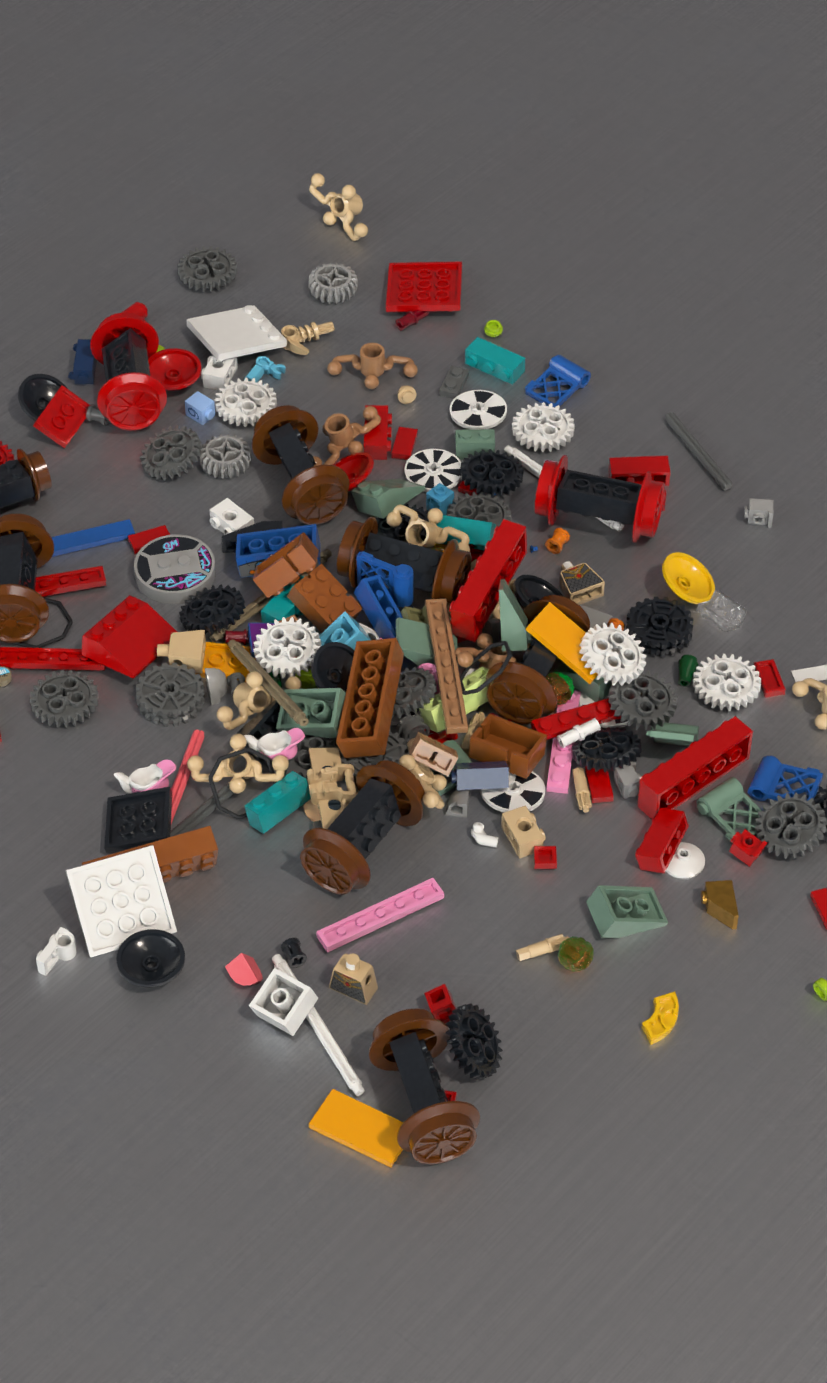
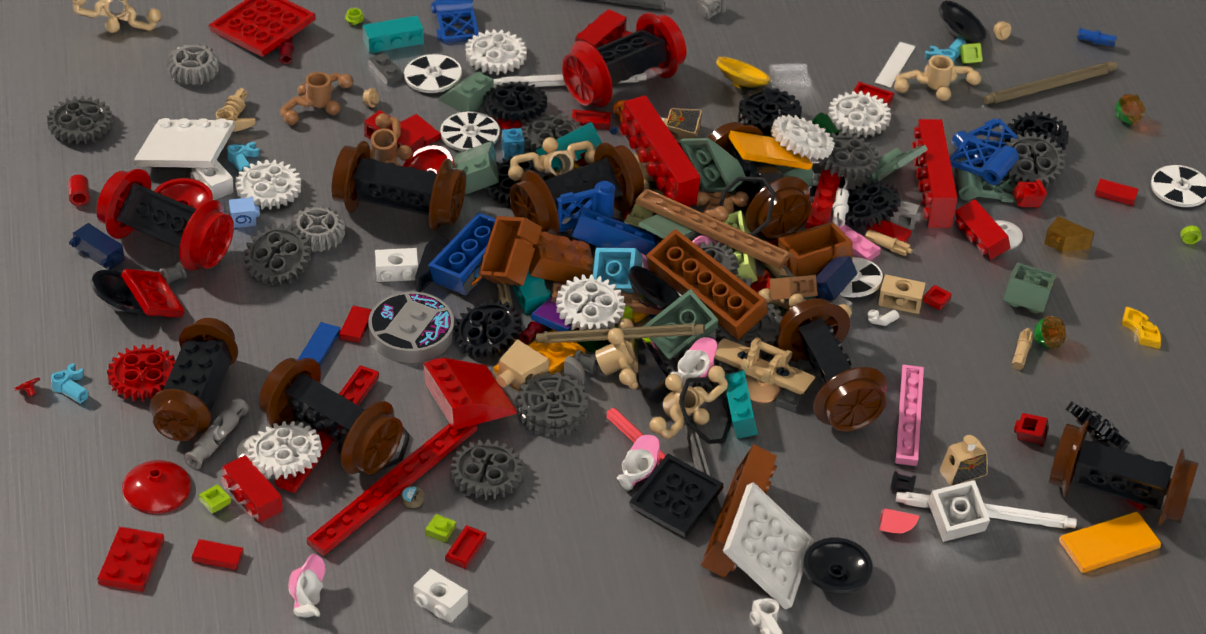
camera: 55 degrees left, 5 degrees down
(535, 531) = (600, 119): none -> red tile
(745, 801) = (994, 166): none -> blue piece

